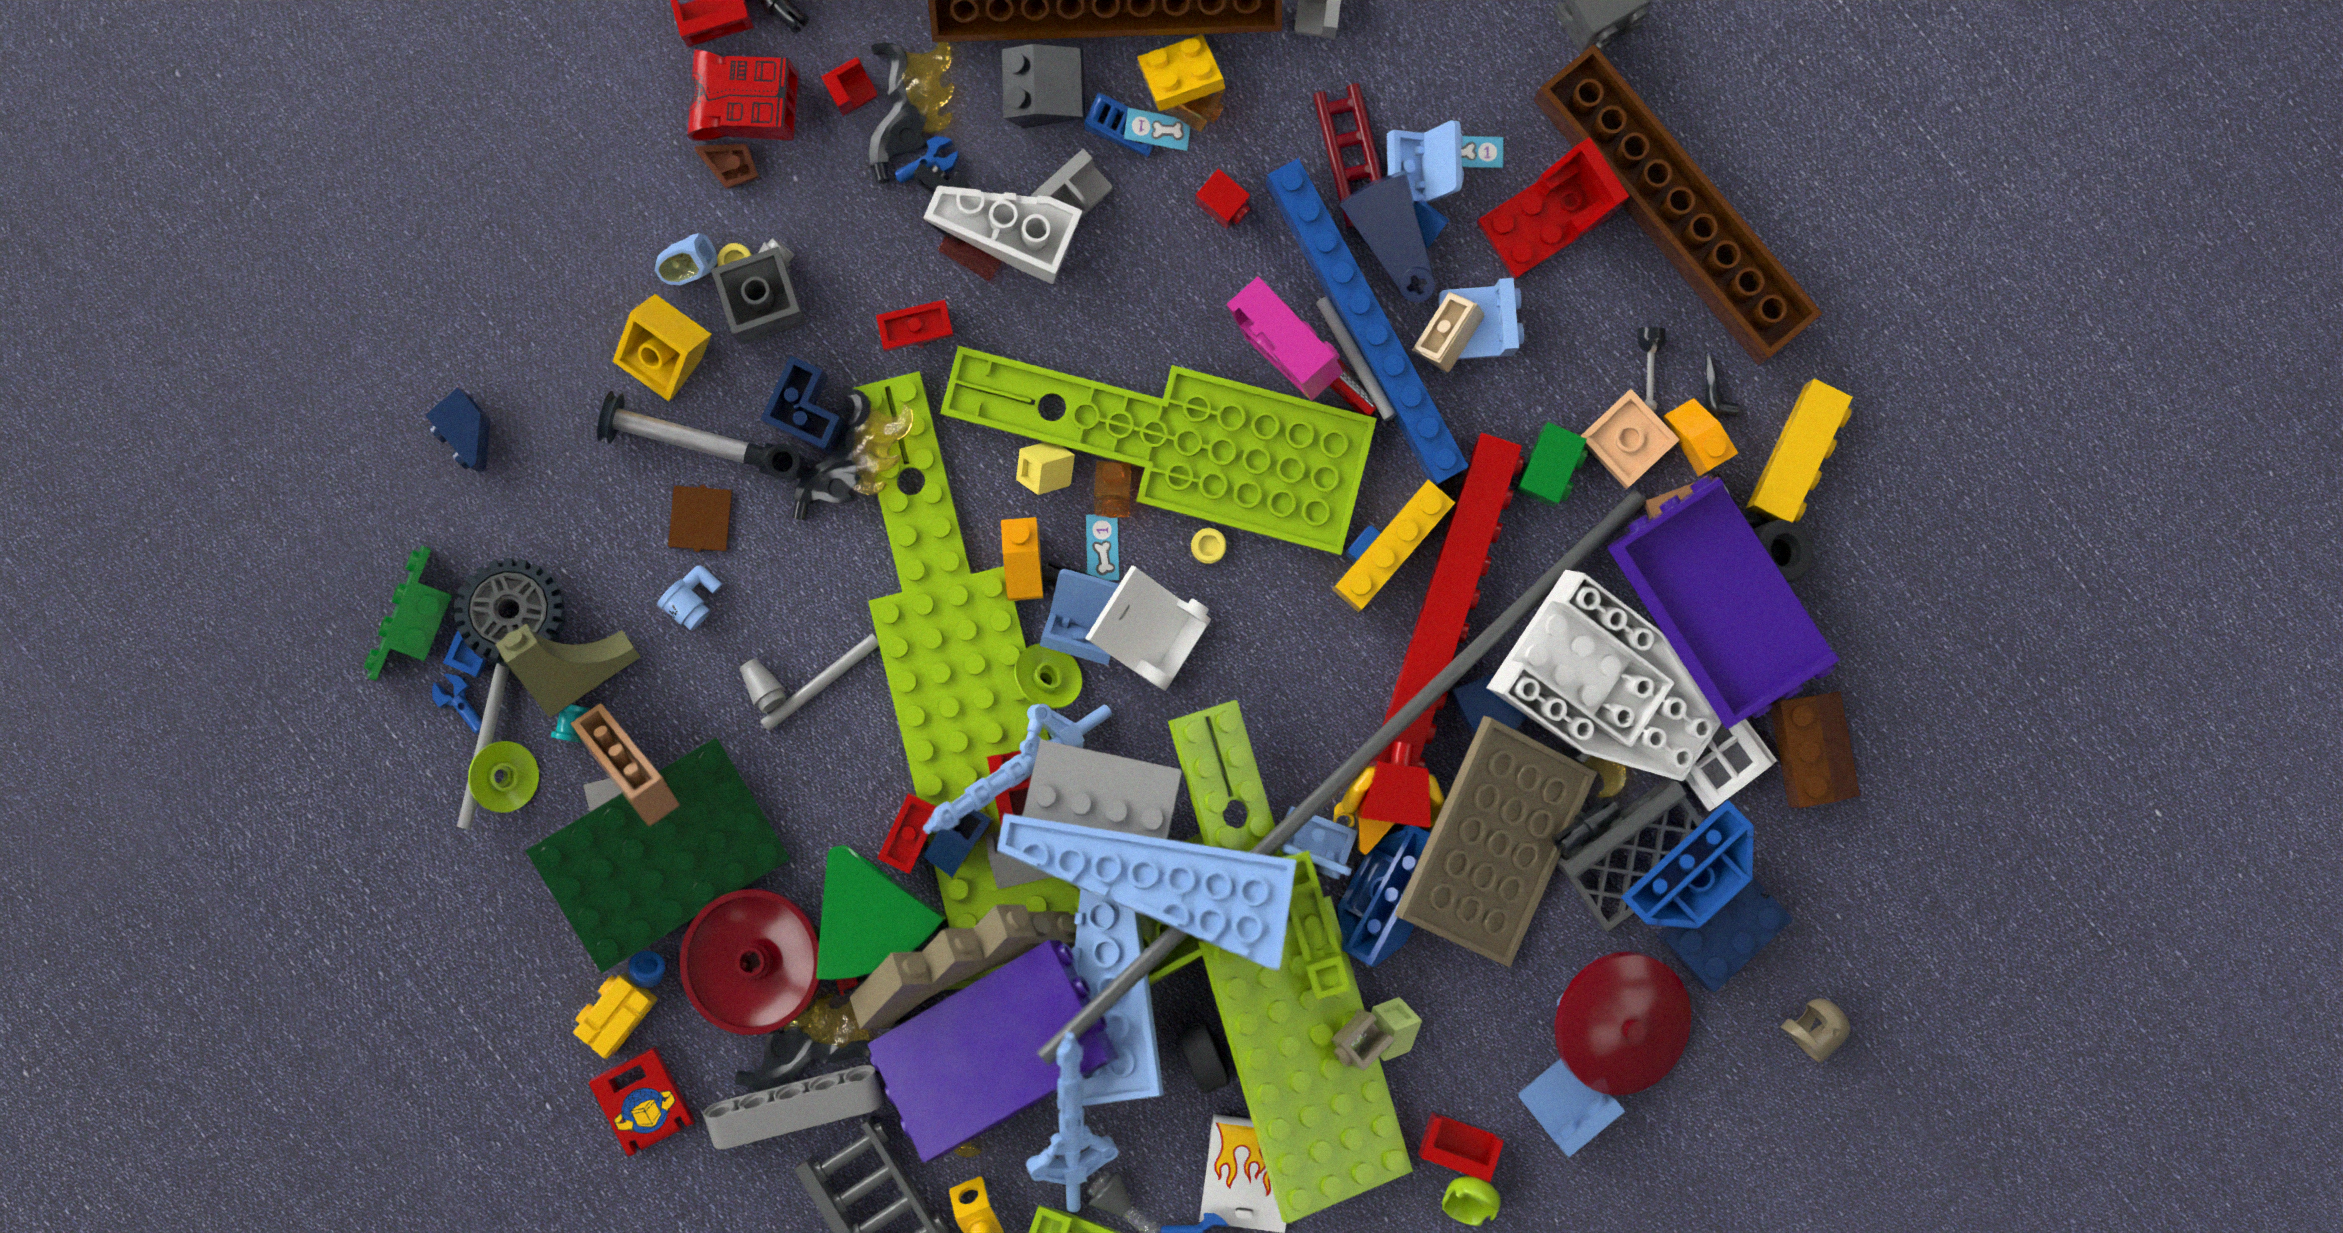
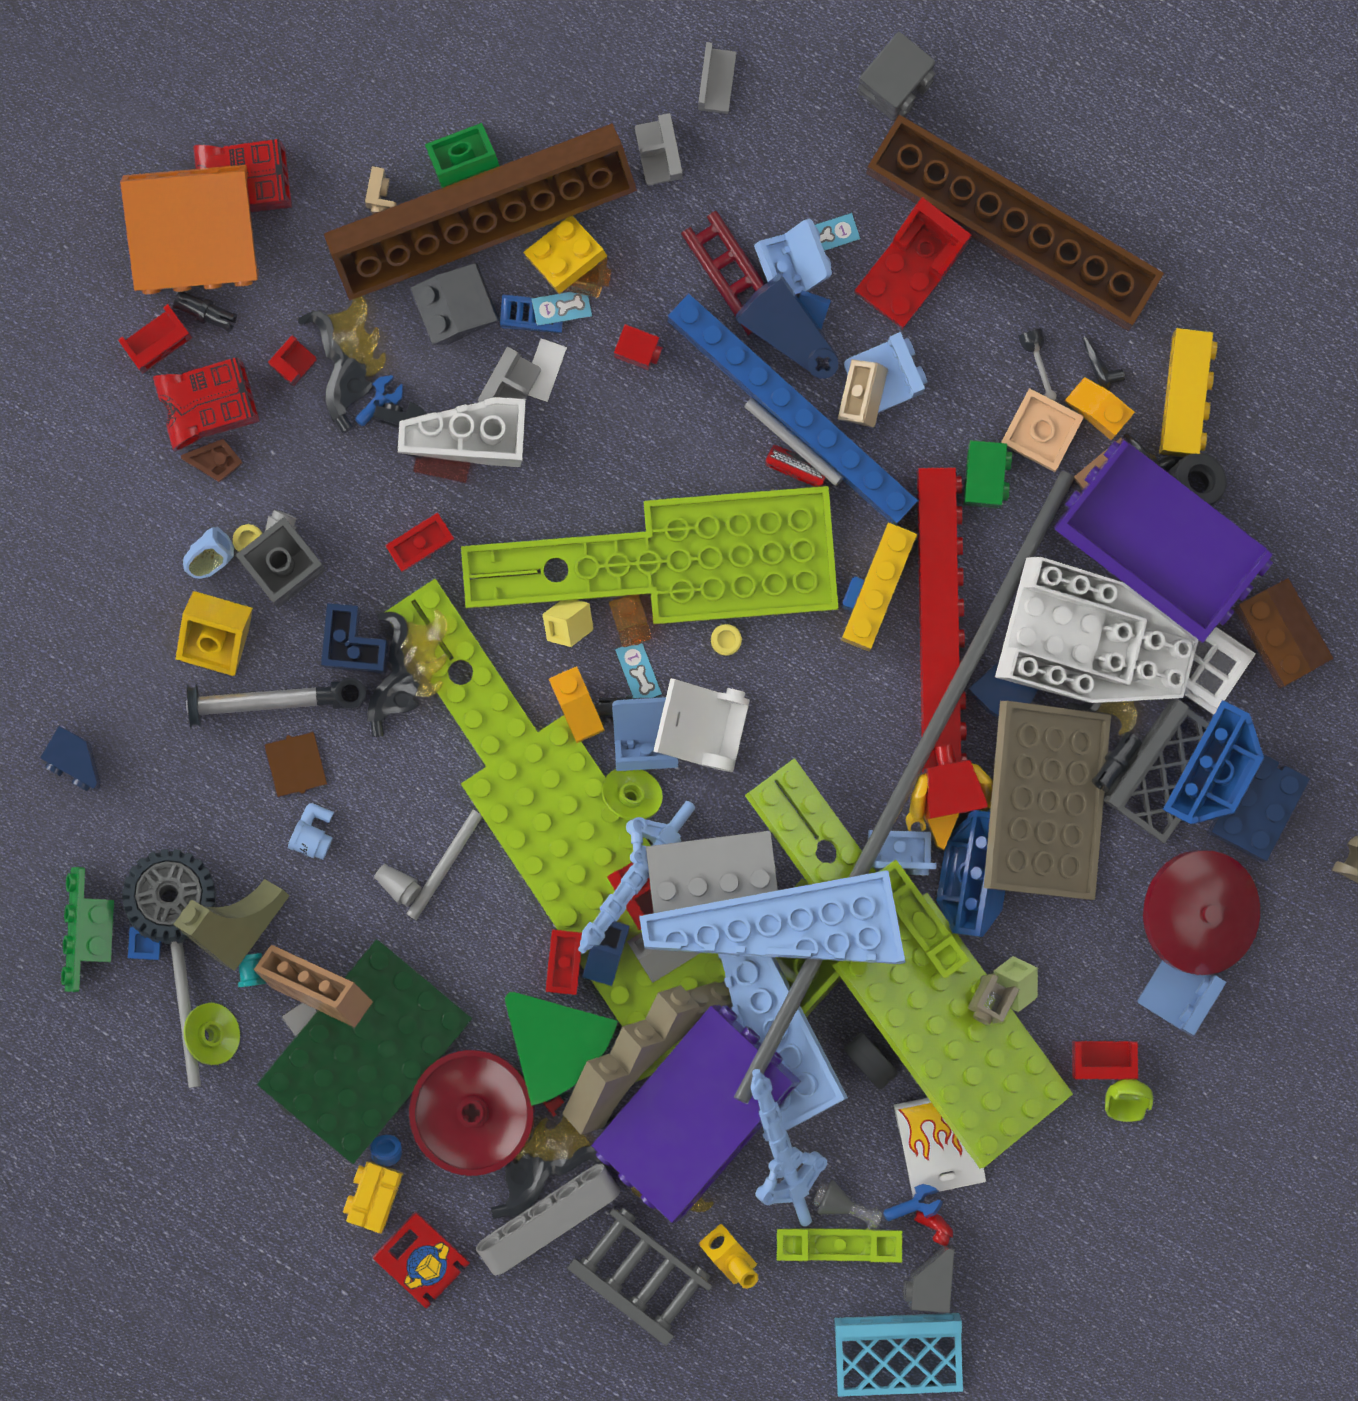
camera: 20 degrees left, 0 degrees up
(458, 701) = (150, 986): blue bar -> none
(1124, 180) = (548, 358): none -> white sticker
(1284, 339) = (730, 448): dark pink wedge -> none

